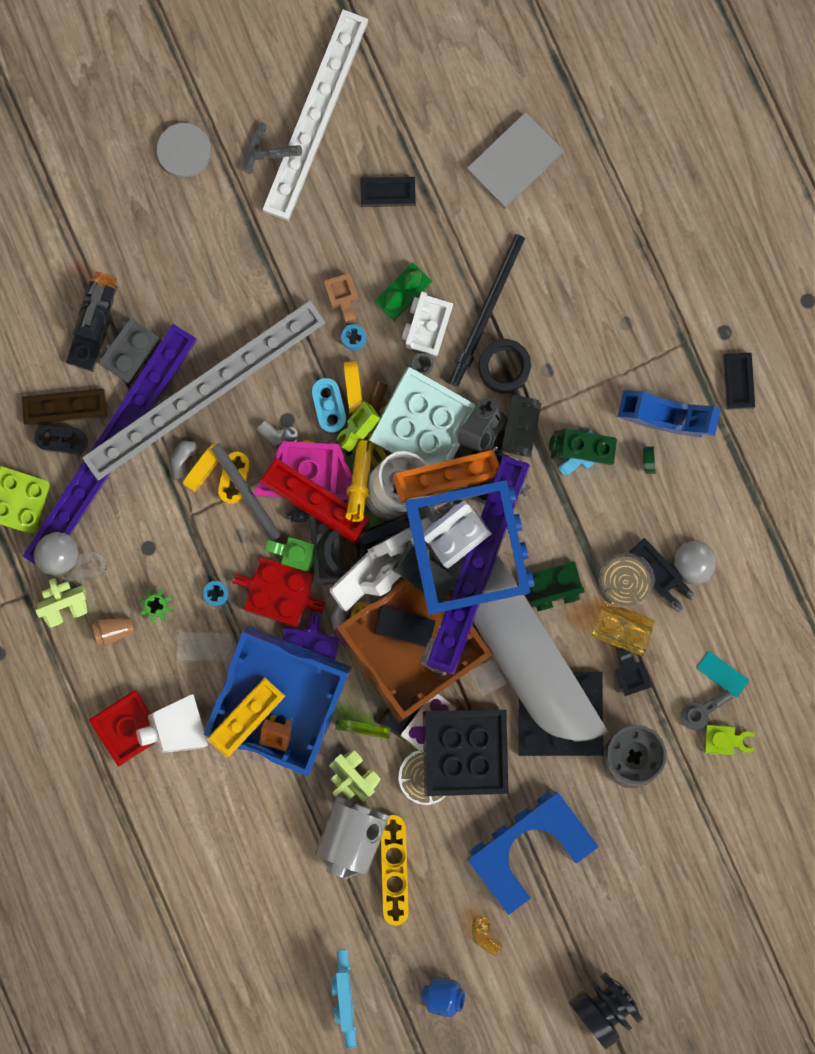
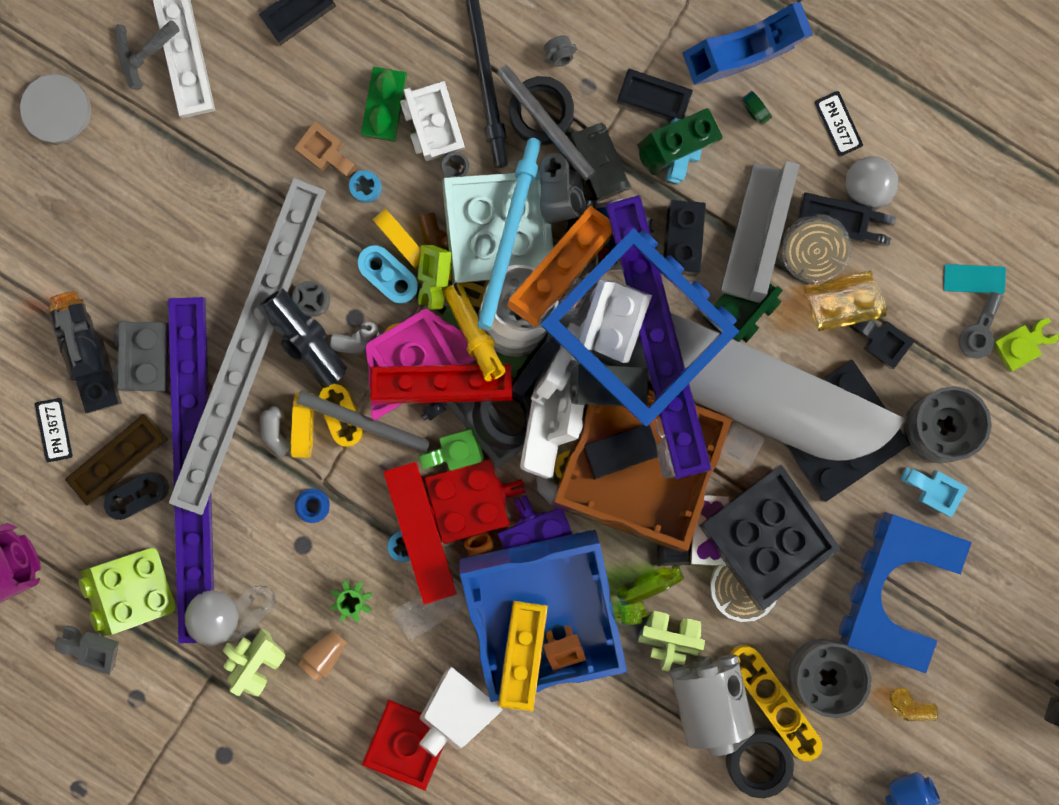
camera: 35 degrees left, 5 degrees up
(36, 359) = (53, 430): none -> sticker
(173, 516) = (303, 511): none -> blue plate
(233, 591) = (420, 533): none -> red tile
(244, 409) = (302, 338): none -> black piece
(266, 382) = (307, 293): none -> dark grey wheel
(266, 625) = (478, 544): none -> dark orange hinge
(338, 740) = (631, 613): none -> clear neon green plate
(358, 924) = (774, 785): none -> black tyre
(449, 858) = (849, 680): none -> dark grey wheel
(464, 400) = (525, 174): none -> medium azure bar
(501, 375) = (546, 122): none -> flat silver bar
(543, 334) = (559, 51): none -> dark grey plate
(543, 513) = (685, 234): none -> black brick
(587, 406) = (654, 95): none -> black tile
(595, 542) = (759, 231): none -> light grey panel
(601, 800) = (937, 491): none -> medium azure plate
(700, 508) = (838, 123): none -> sticker

